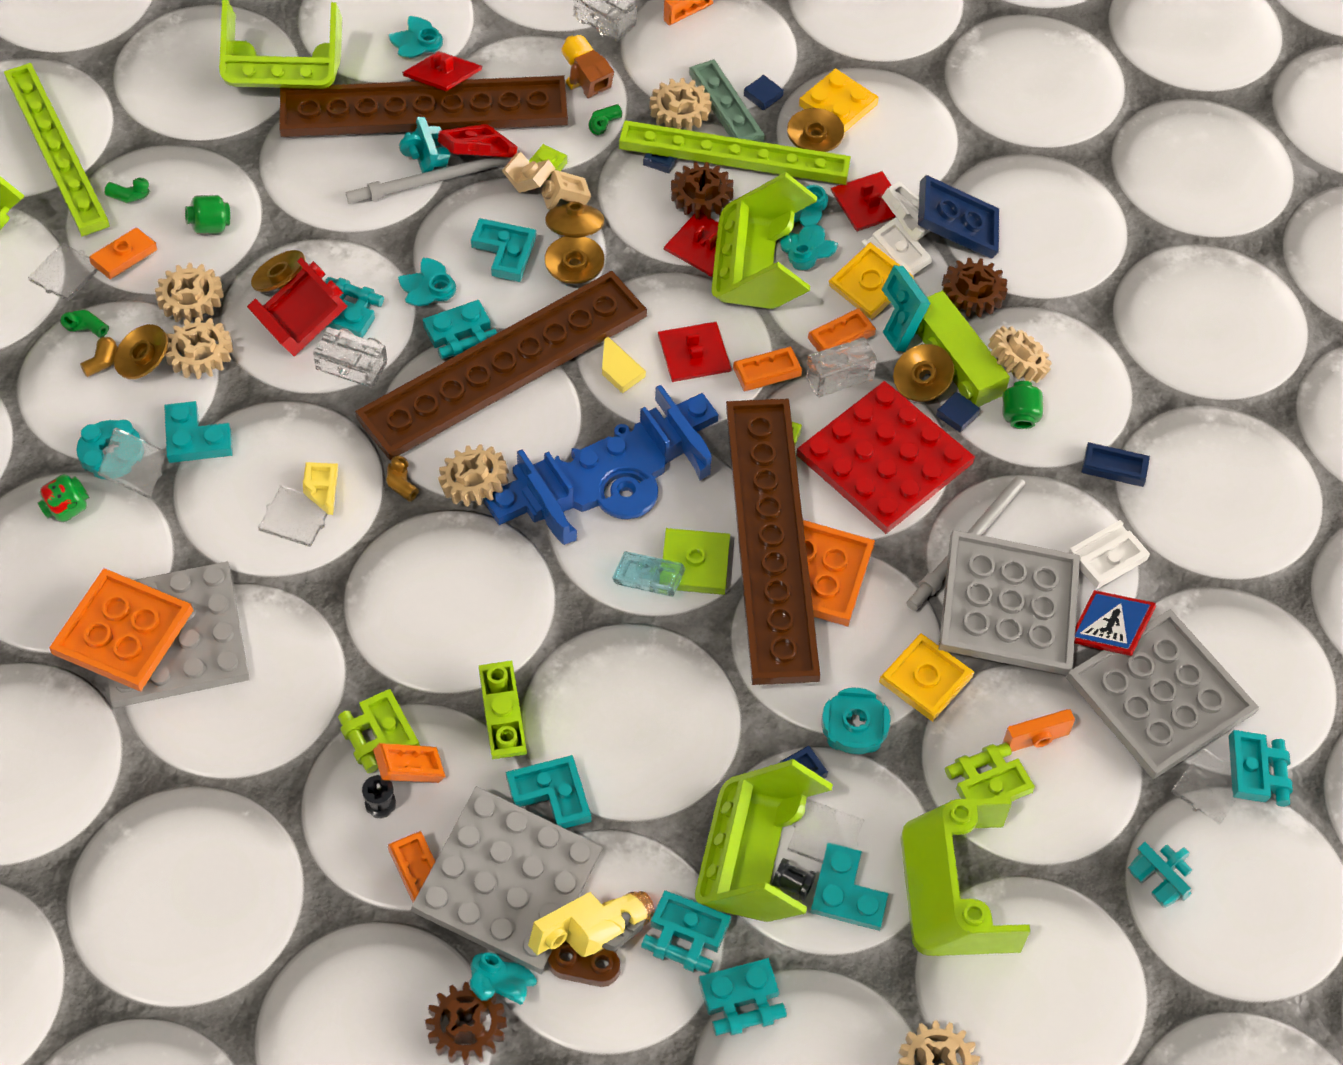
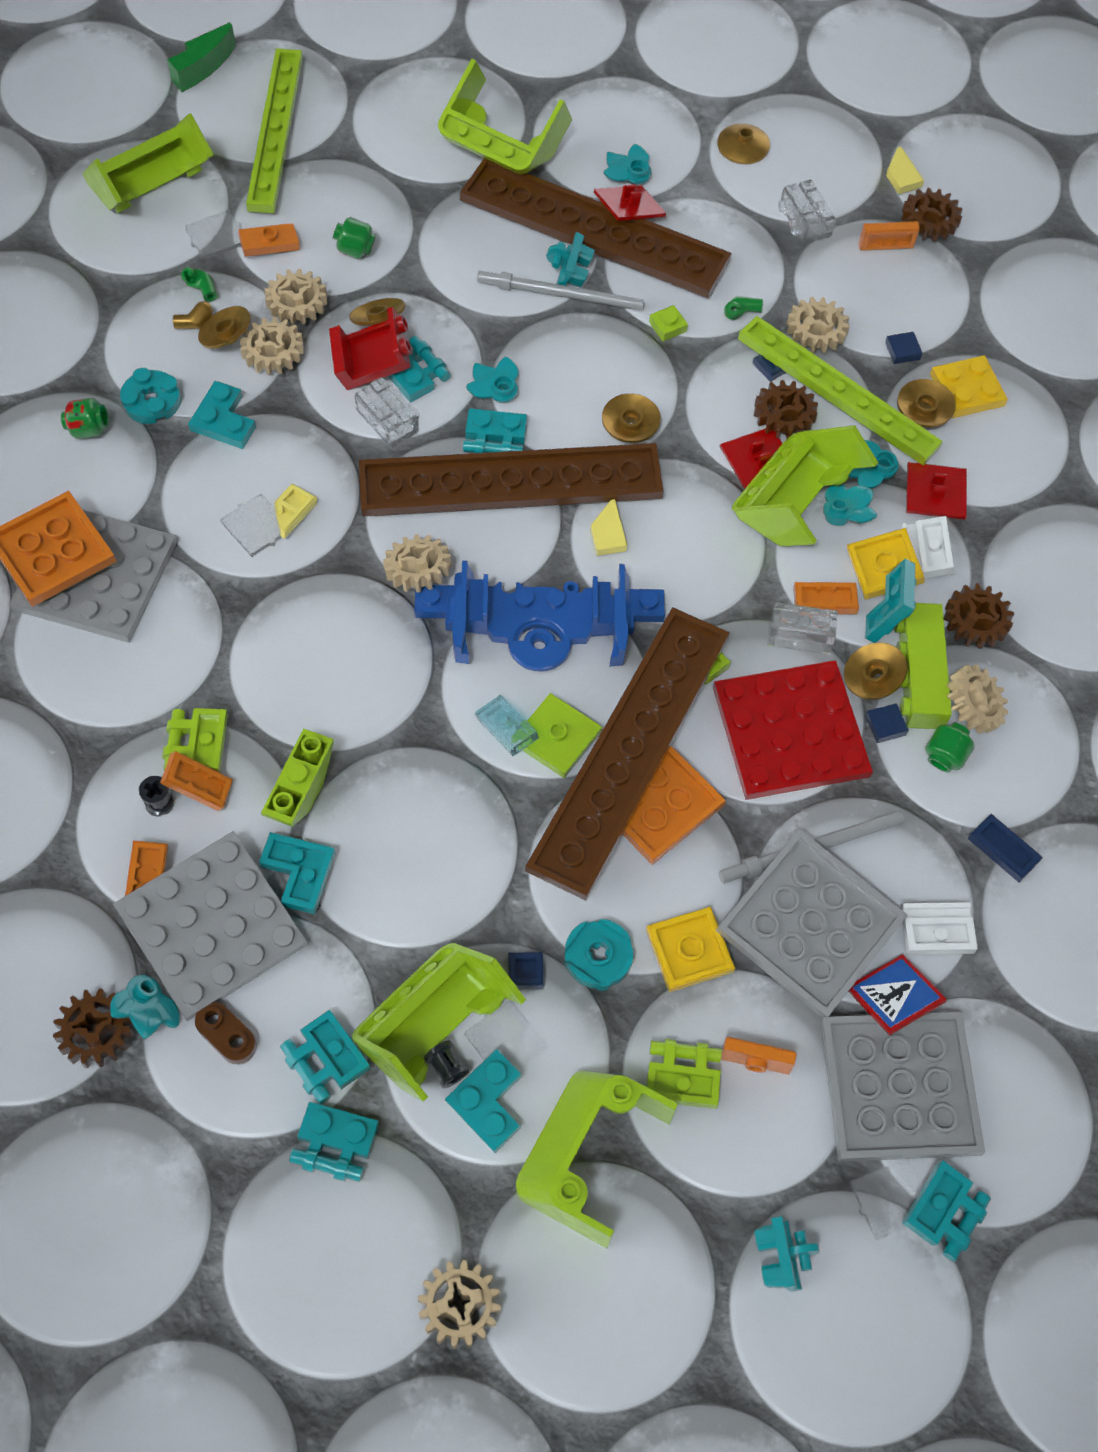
camera: 30 degrees right, 5 degrees up
(132, 462) = (155, 415): clear piece -> none
(136, 192) = (305, 193): green arm -> none
(397, 478) = (357, 535): pearl gold arm -> none
(477, 140) = (616, 276): red wing -> none
(510, 243) = (585, 381): teal plate -> none
(526, 174) = (639, 322): tan bracket -> none
(565, 187) = (665, 351): tan bracket -> none
(574, 220) = (656, 384): pearl gold dish -> none
(587, 66) = (757, 255): dark orange piece -> none
(593, 925) = (245, 1007): light yellow plate -> none
(694, 351) = (684, 550): red piece -> none
(726, 102) = (863, 341): sand green tile -> none
(767, 368) = (736, 597): orange plate -> none
(905, 207) = (964, 517): white wing -> none
(958, 216) = (1005, 543): dark blue plate -> none

